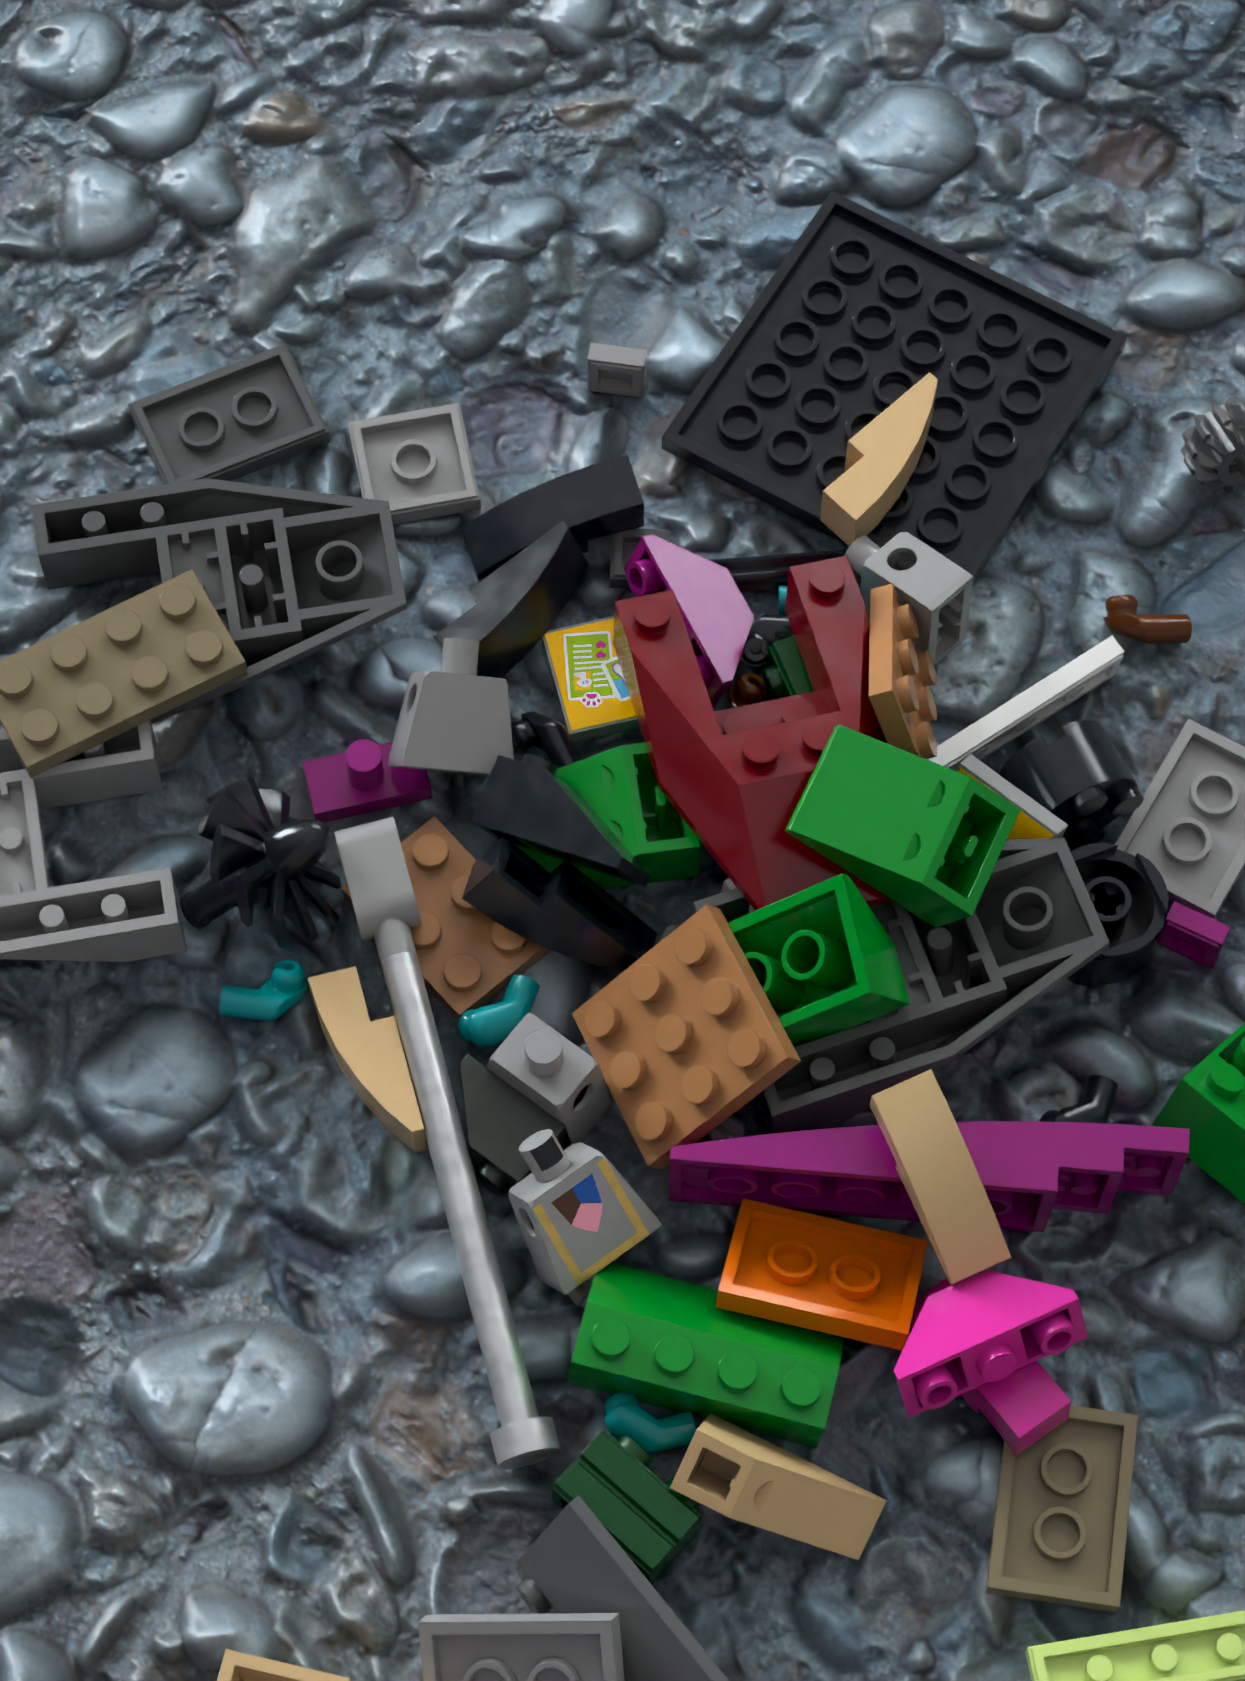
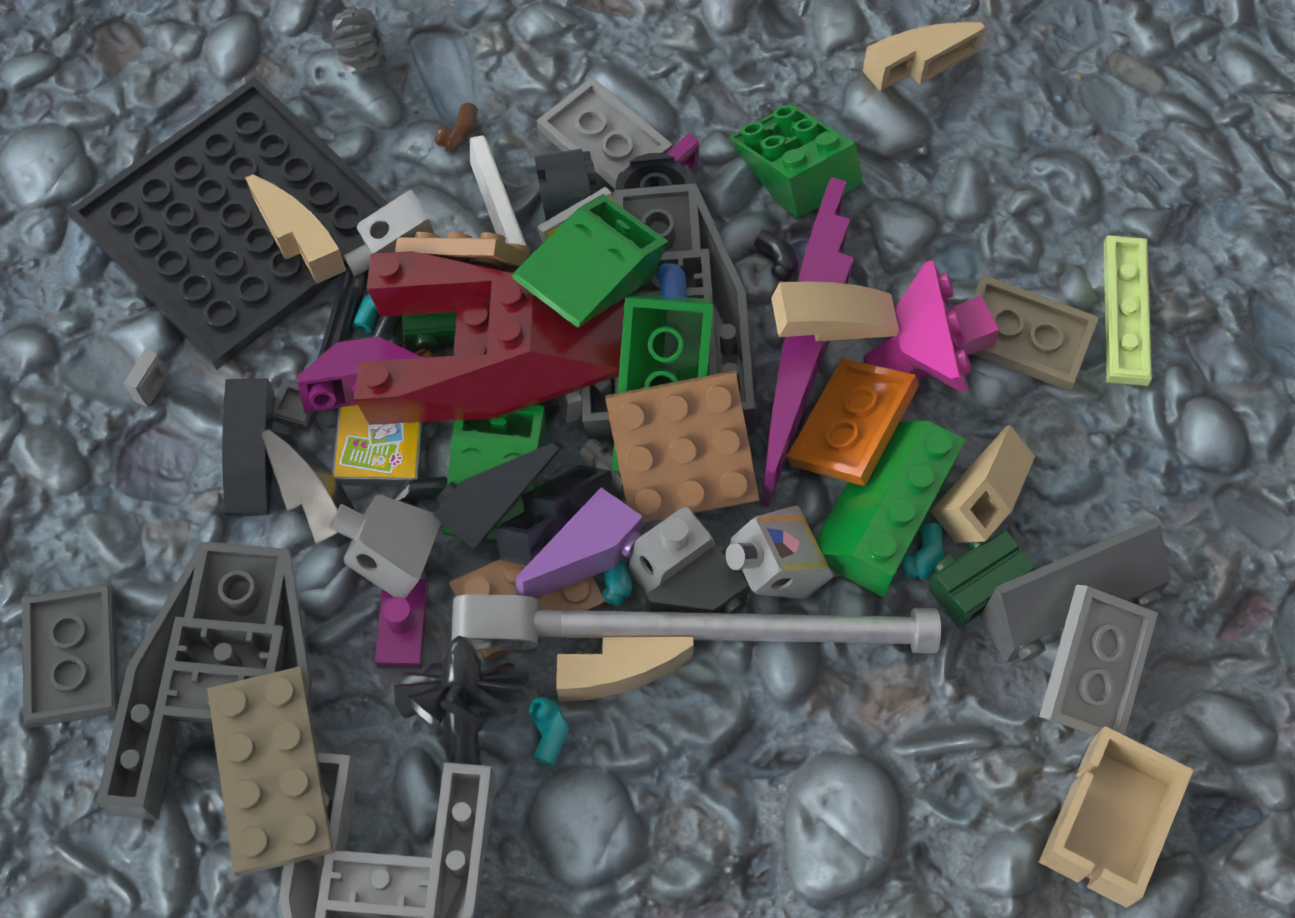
camera: 75 degrees left, 0 degrees up
(416, 463) = (159, 531): light grey tile -> none
(512, 956) = (584, 547): none -> medium lavender slope
(926, 950) = (672, 280): none -> blue arm

